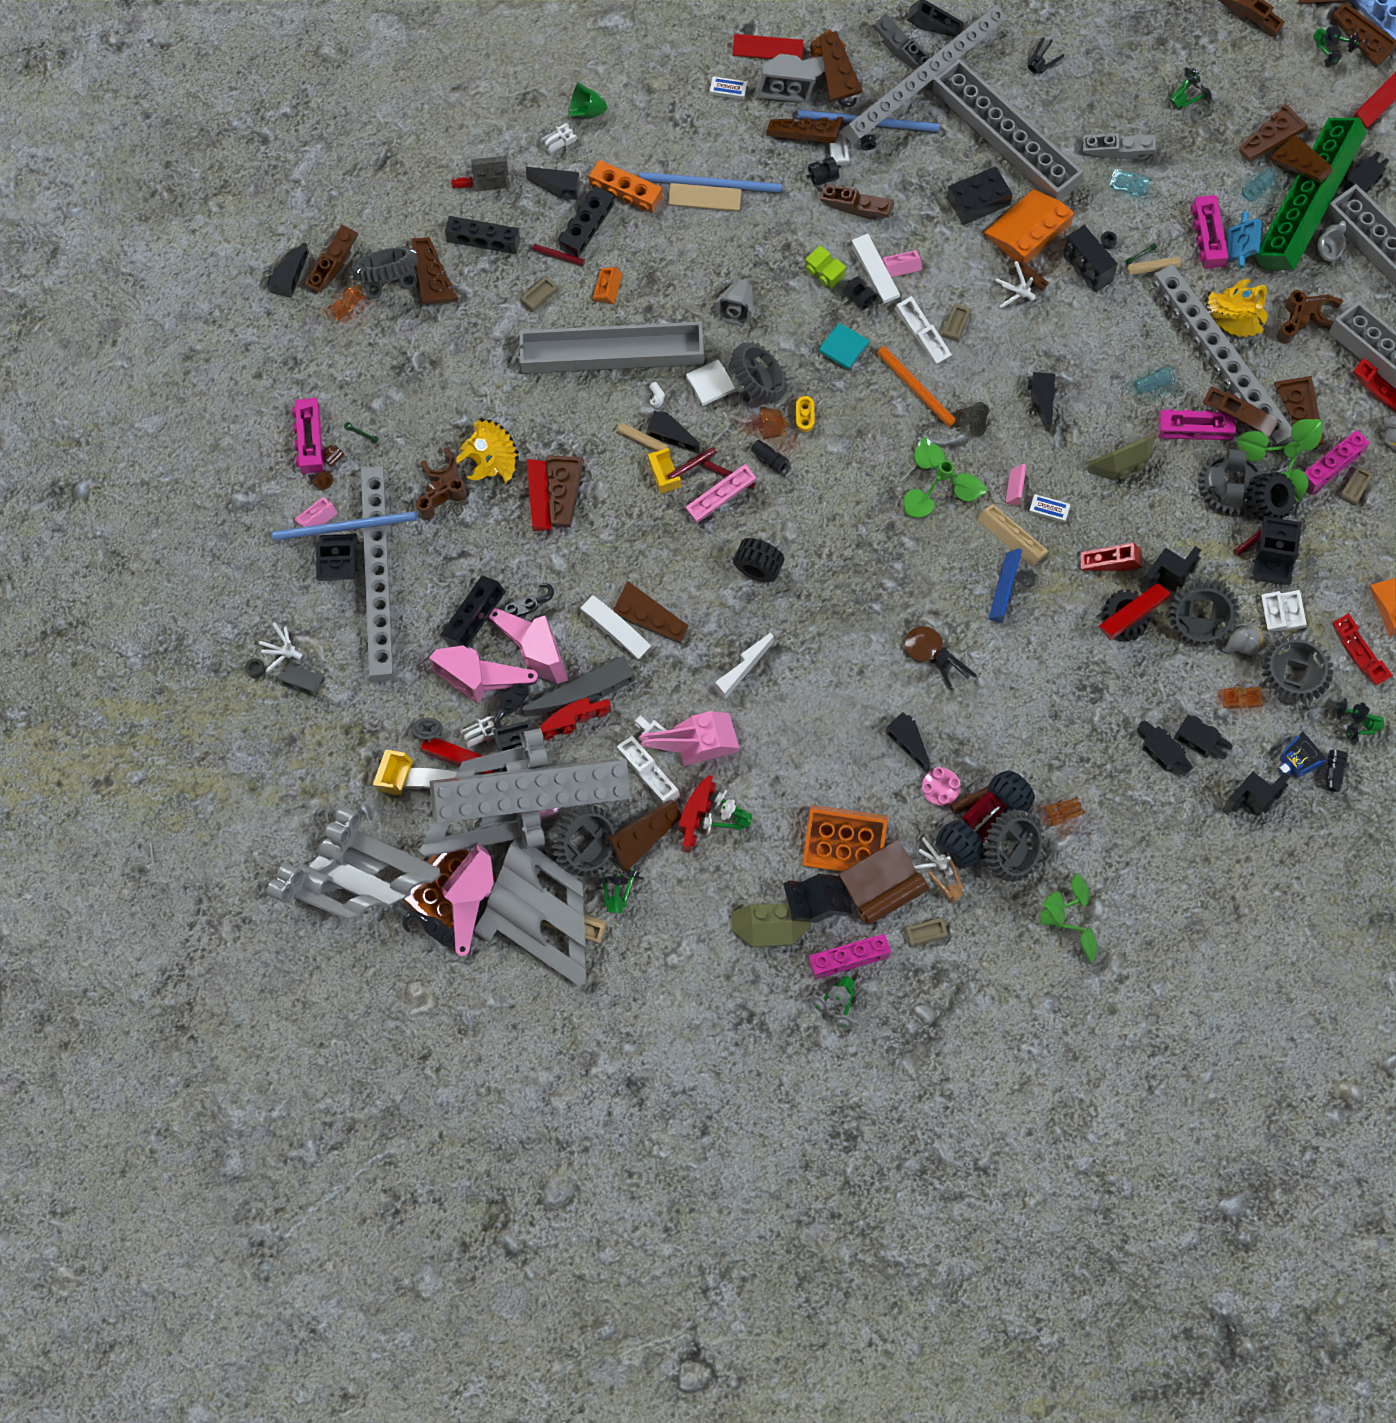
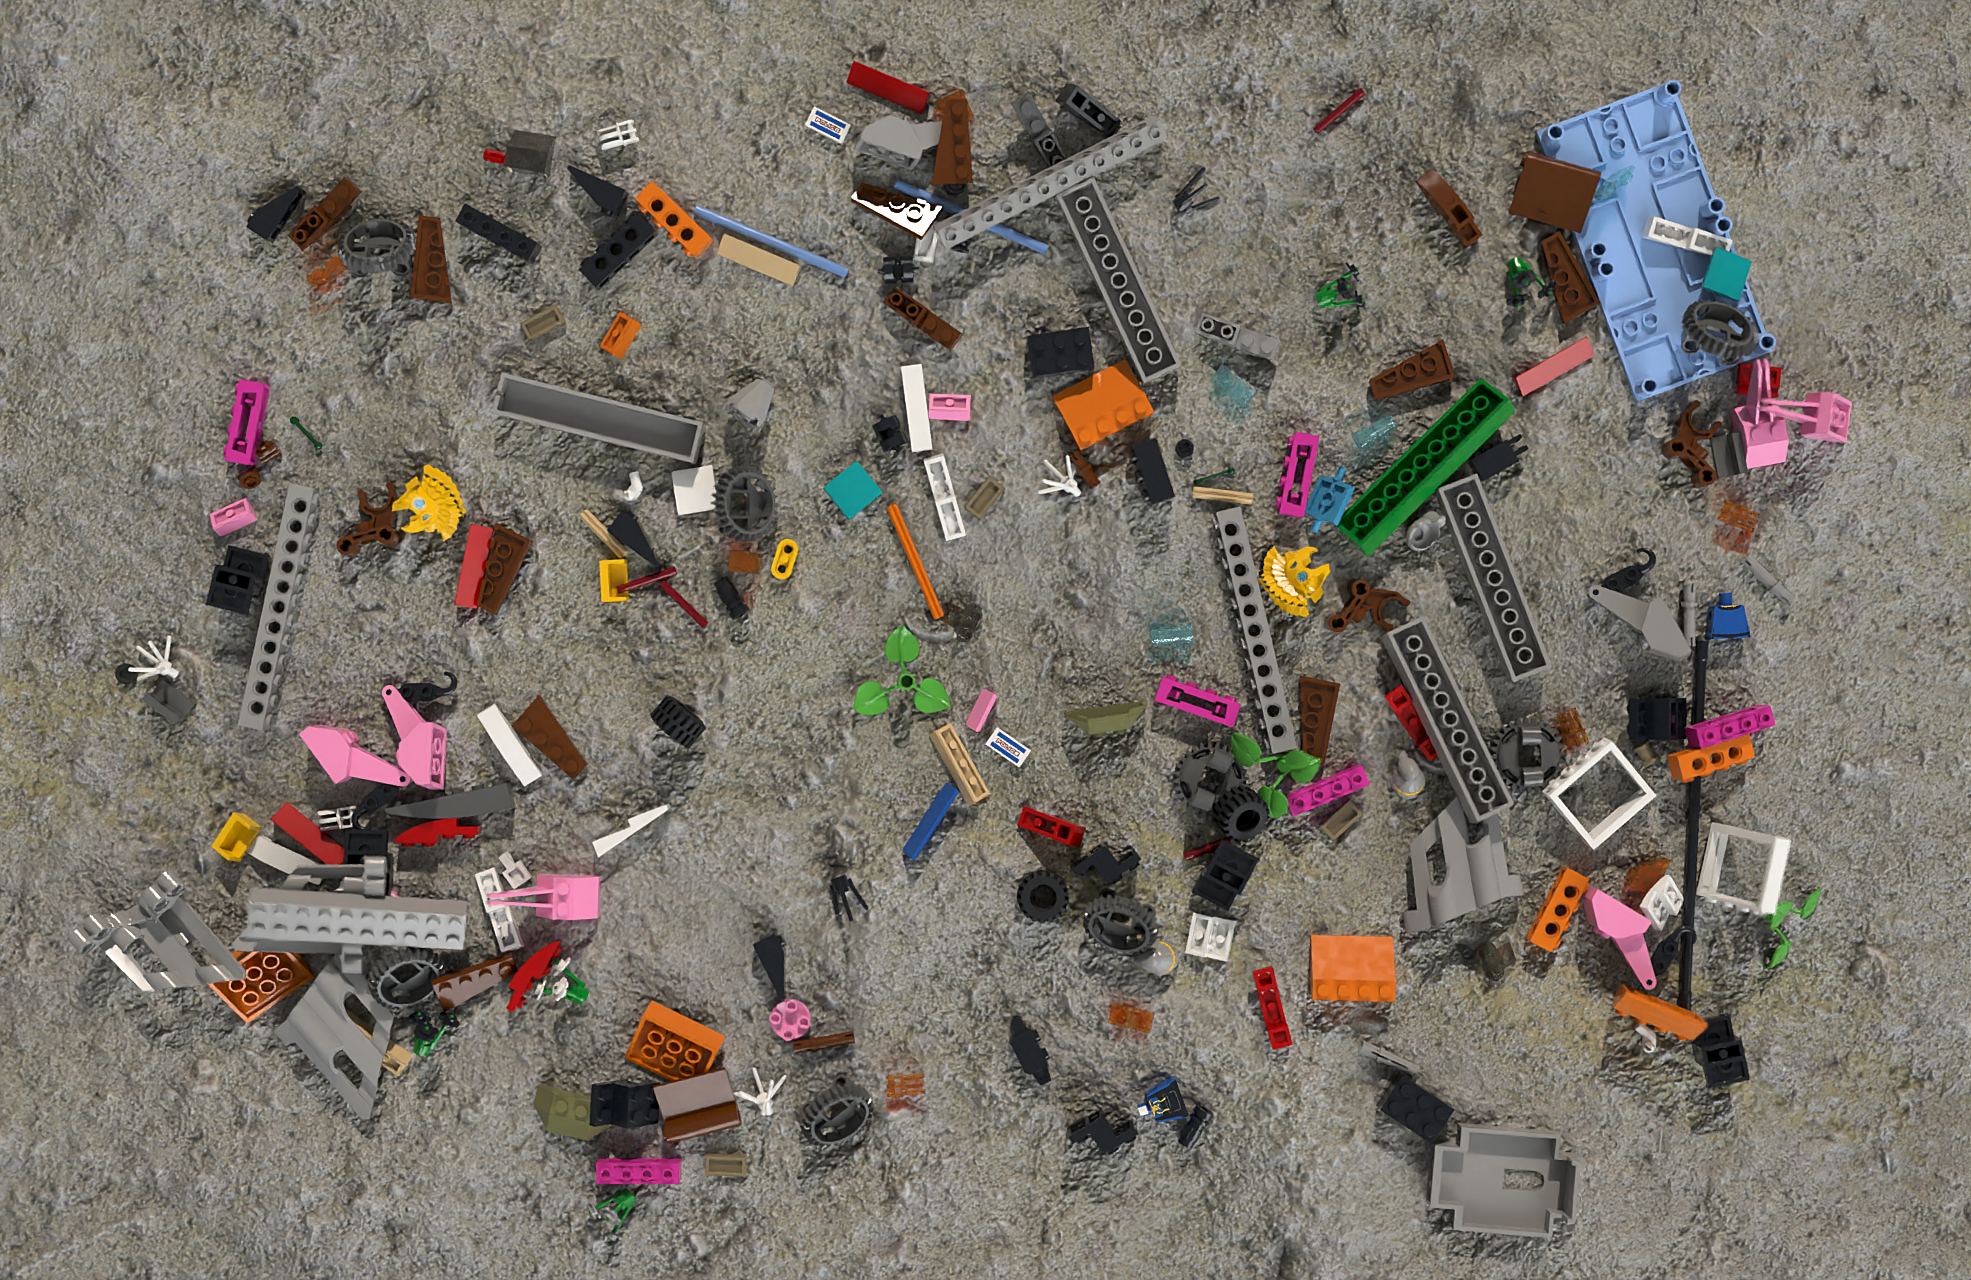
camera: 20 degrees right, 20 degrees up
(345, 525) = (255, 546): medium blue piece -> none
(427, 724) = (289, 791): dark grey gear -> none
(465, 890) = (265, 999): bright pink slope -> none
(473, 612) = (365, 685): black brick -> none
(557, 254) = (577, 281): dark red bar -> none
(586, 102) = (660, 100): green helmet -> none
(721, 493) = (665, 626): bright pink plate -> none
(825, 268) = (862, 389): lime brick -> none
(923, 643) = (824, 858): reddish brown dish -> none
(952, 892) = (763, 1136): medium nougat plant -> none
(966, 839) = (784, 1090): black plate -> none
(1043, 396) = (1046, 614): black slope -> none
(1056, 914) = (854, 1194): bright green plant -> none
(1134, 611) = (1047, 903): red slope -> none
(1201, 737) = (1071, 1049): black hinge -> none
(1240, 411) = (1244, 710): reddish brown slope -> none
(1299, 657) = (1179, 1032): dark grey piece -> none
(1301, 159) = (1429, 423): reddish brown wing -> none
(1359, 714) = (1239, 1085): black plant -> none

